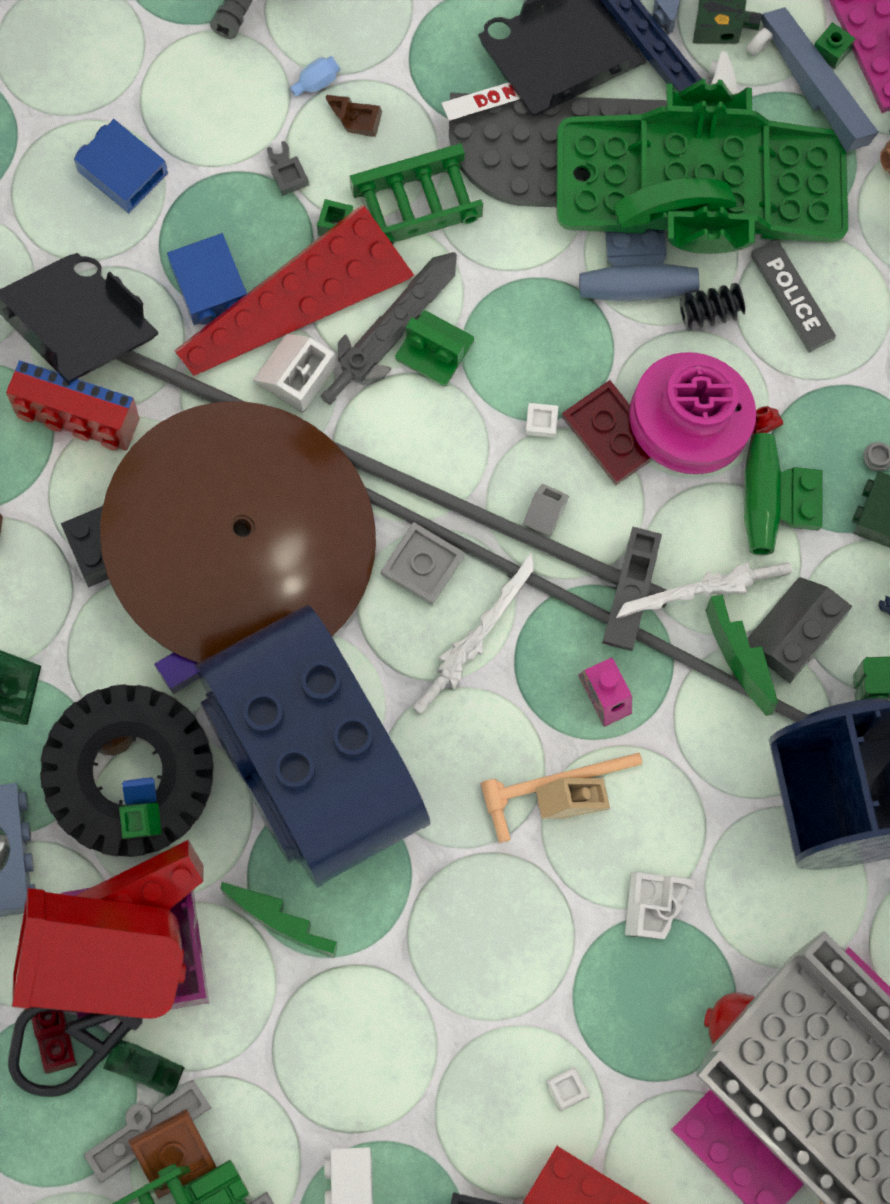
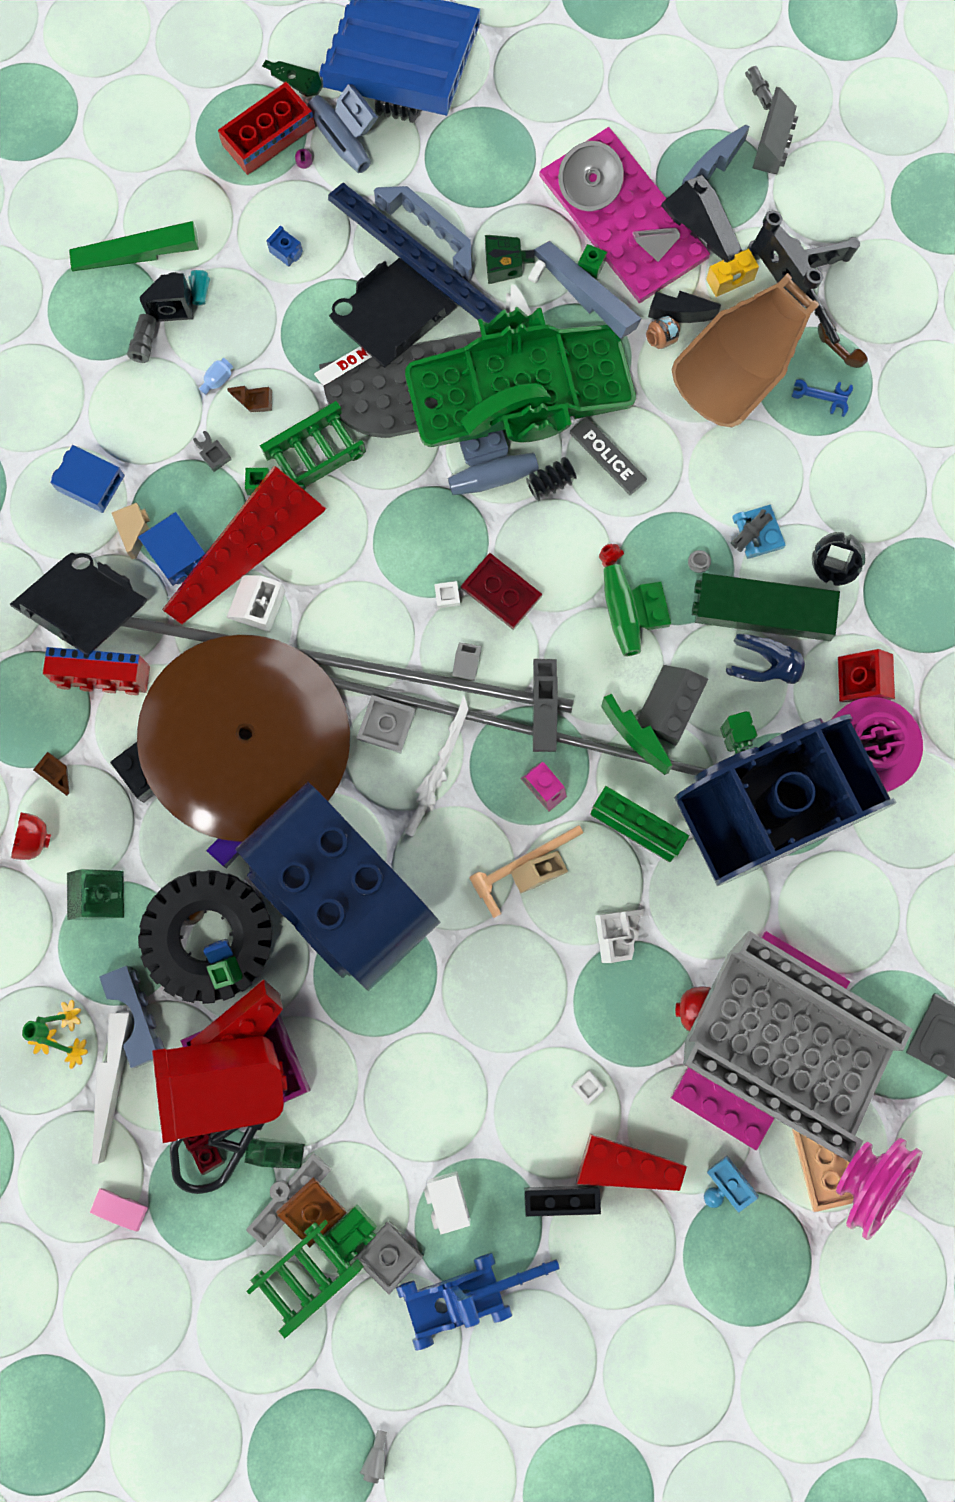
camera: 10 degrees left, 5 degrees up
(161, 235) = (131, 523): none -> tan slope
(268, 912) = (338, 1014): green slope -> none
(359, 360) = (316, 555): dark grey sword -> none
(434, 347) = (354, 559): green bracket -> none
(687, 413) = (553, 562): dark pink wheel -> none
(715, 767) = (639, 824): none -> green fence
(734, 583) = (605, 686): white sword -> none

